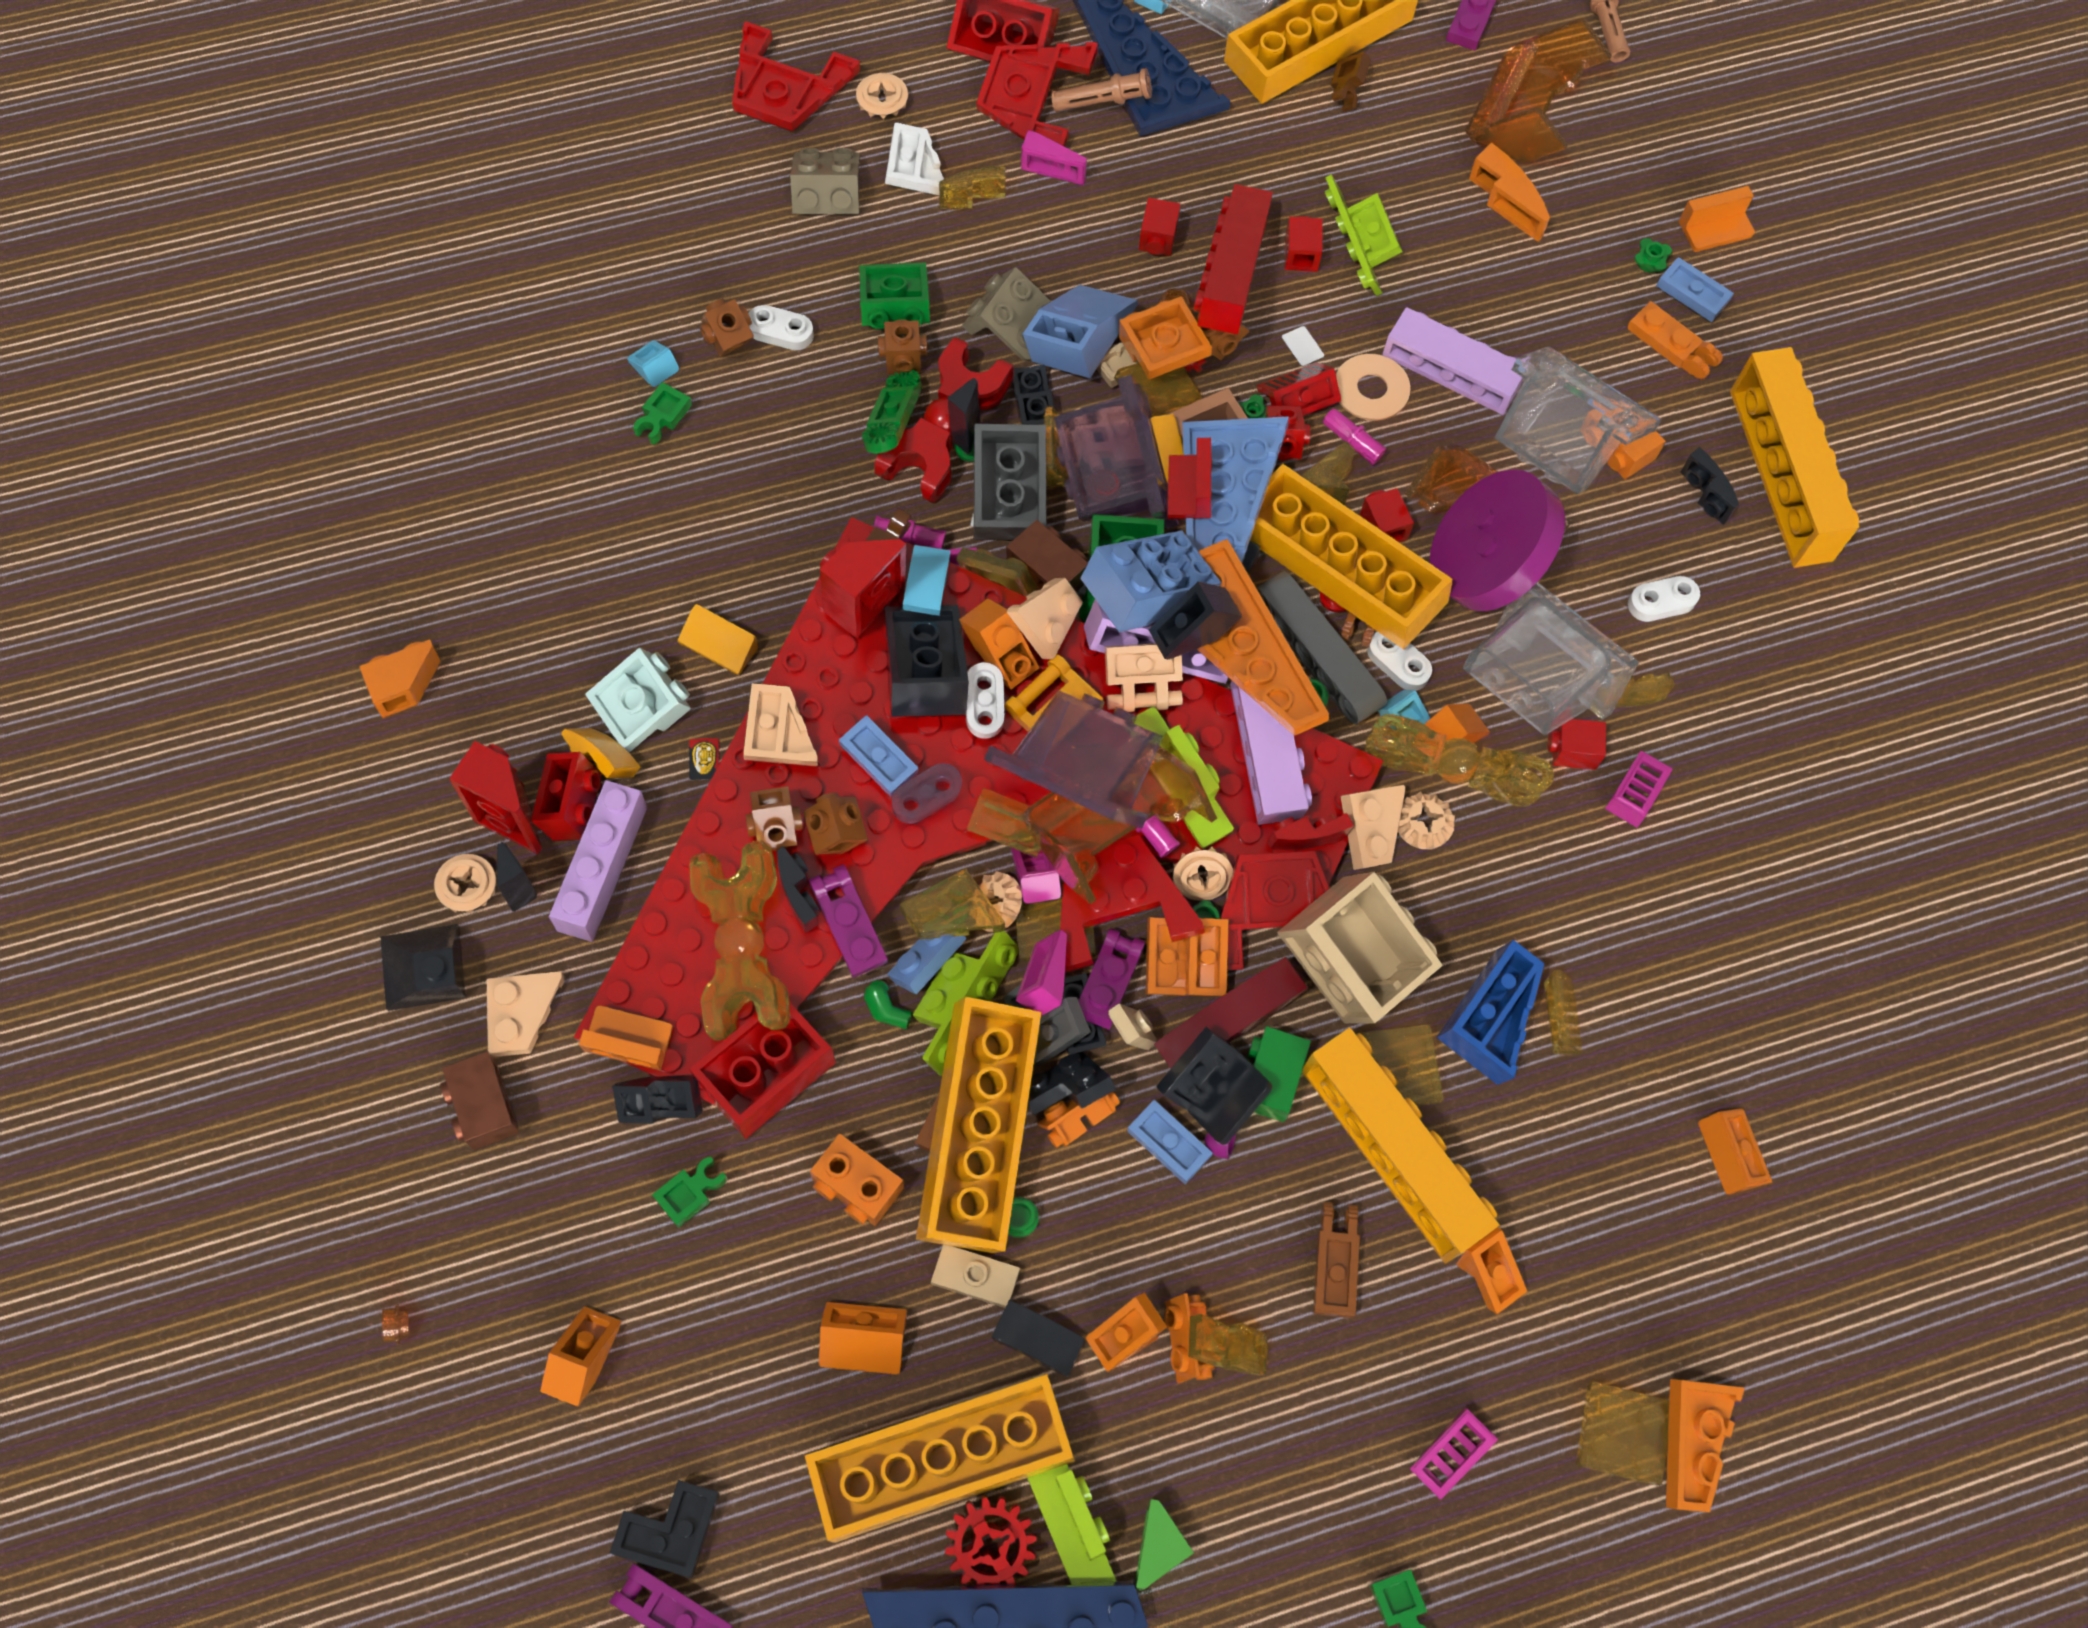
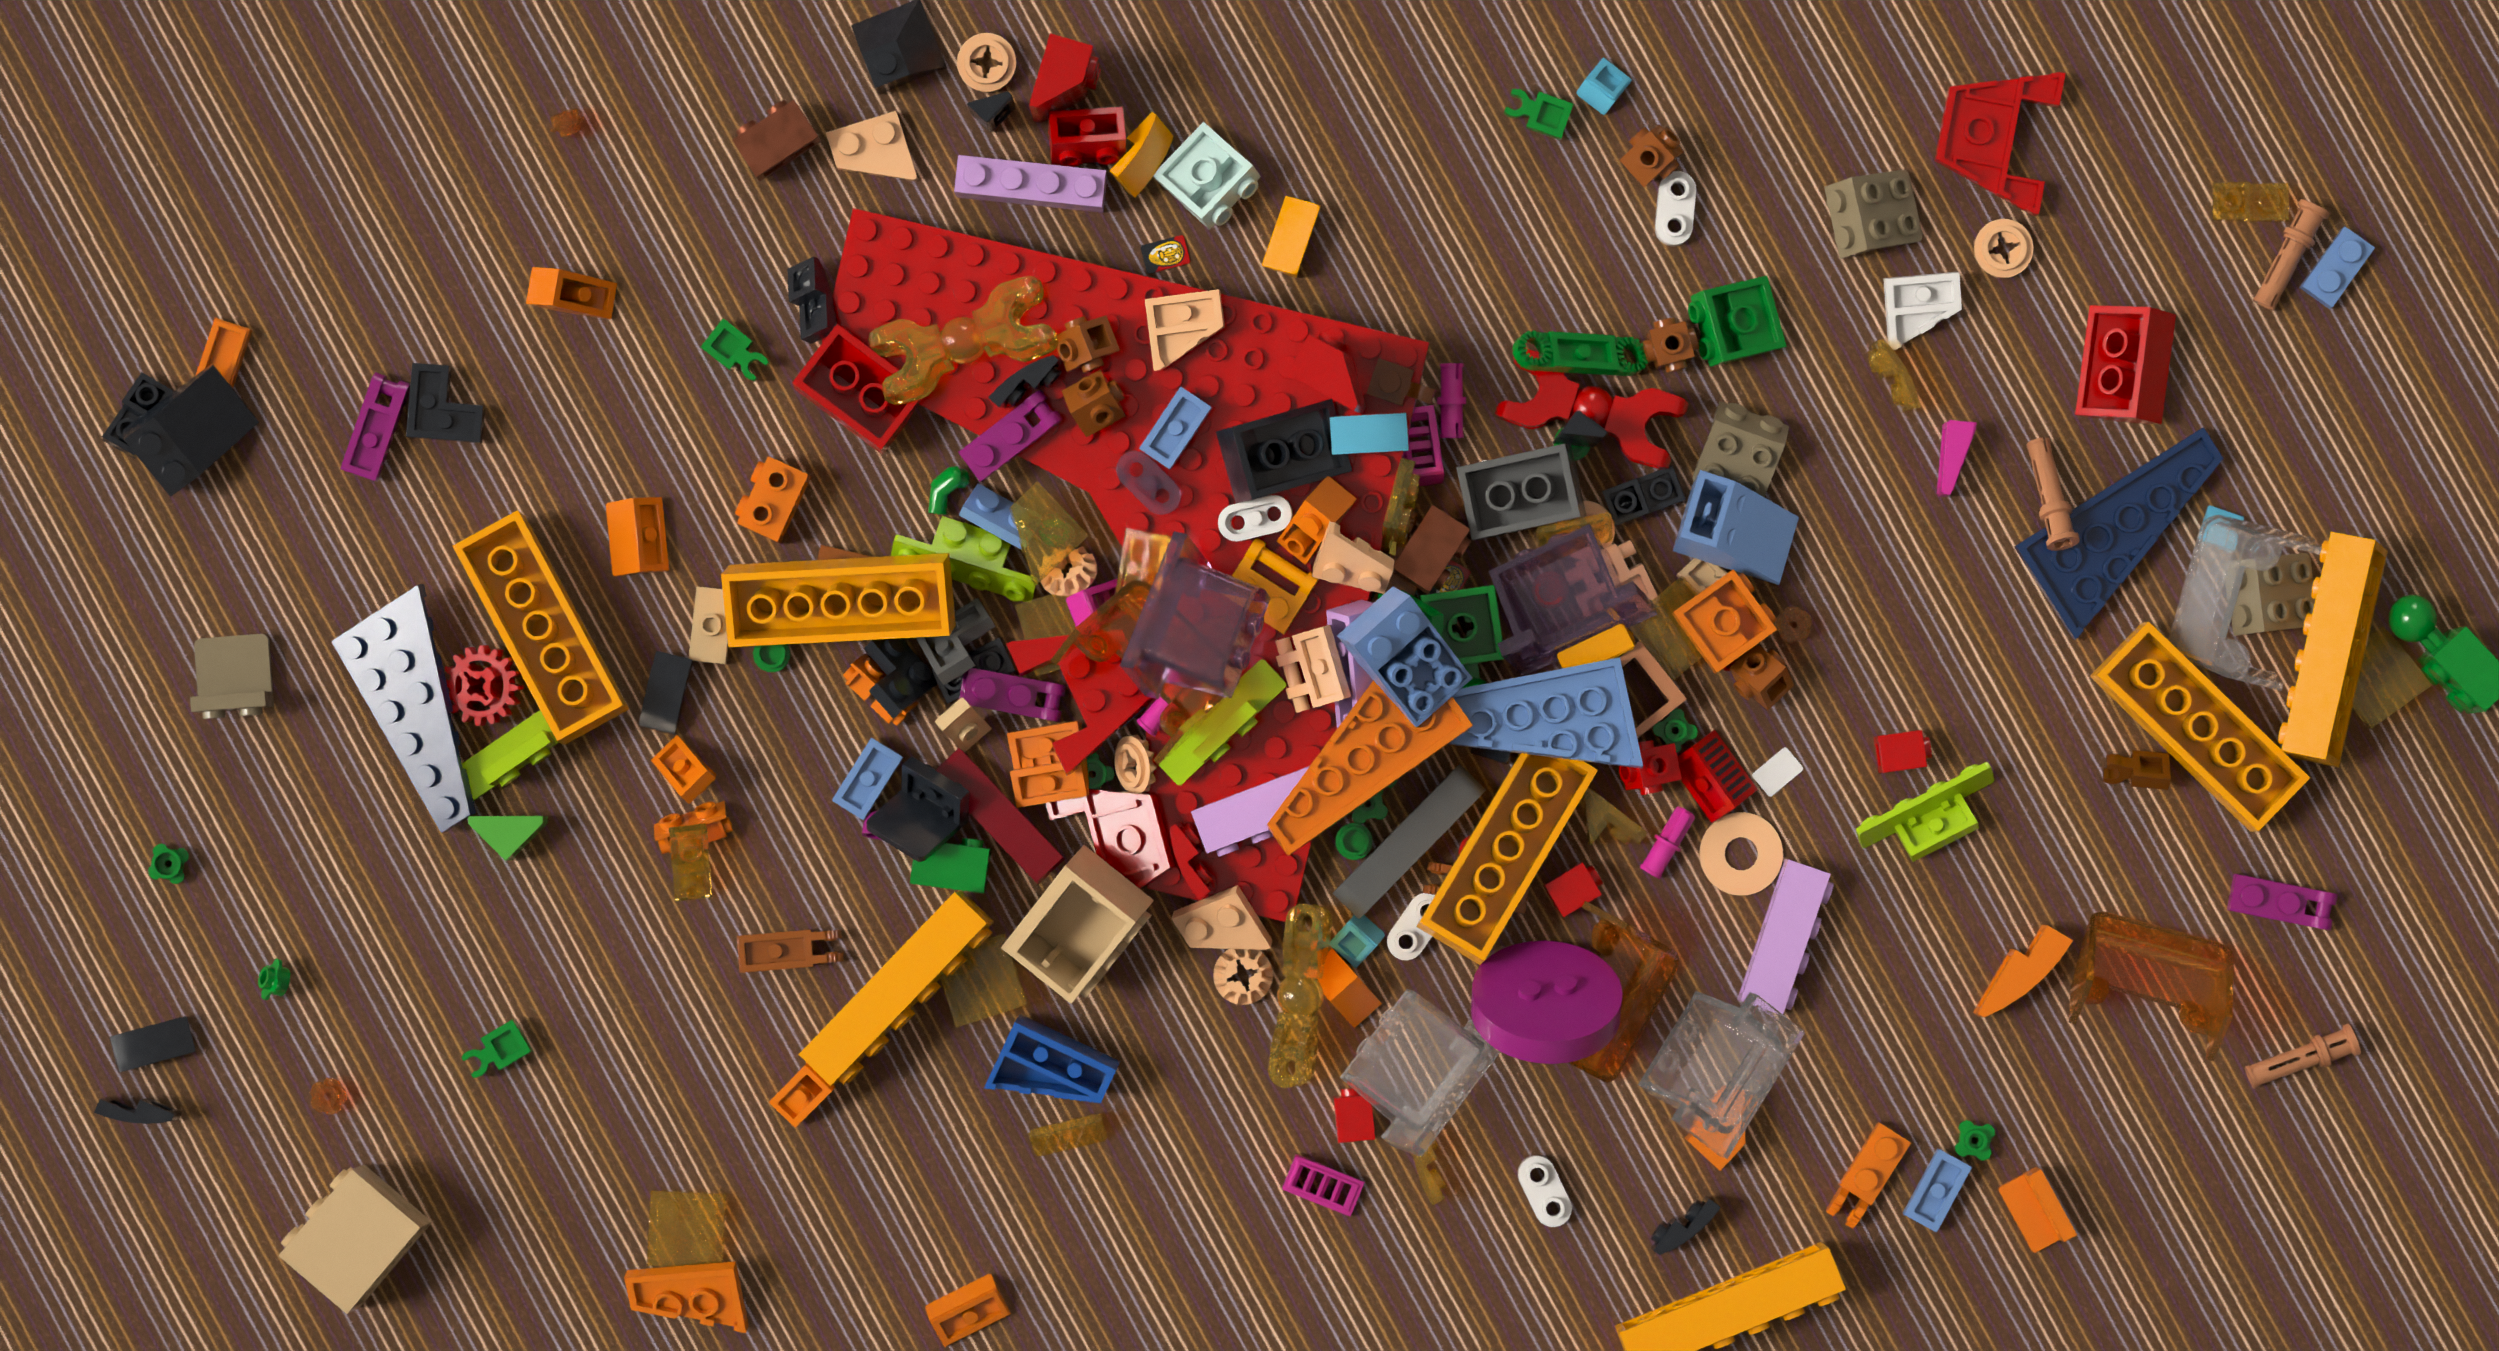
camera: 85 degrees right, 20 degrees up
(627, 1037) = (856, 259): orange panel -> none
(1020, 83) = (2042, 399): red wing -> none
(1044, 977) = (993, 631): dark pink slope -> none
(1159, 226) = (1886, 590): red brick -> none
(1190, 483) = (1541, 678): red panel -> none
(1195, 620) = (1361, 708): black slope -> none
(1232, 259) = (1843, 679): red brick -> none
(1487, 1440) = (666, 1095): dark pink slope -> none

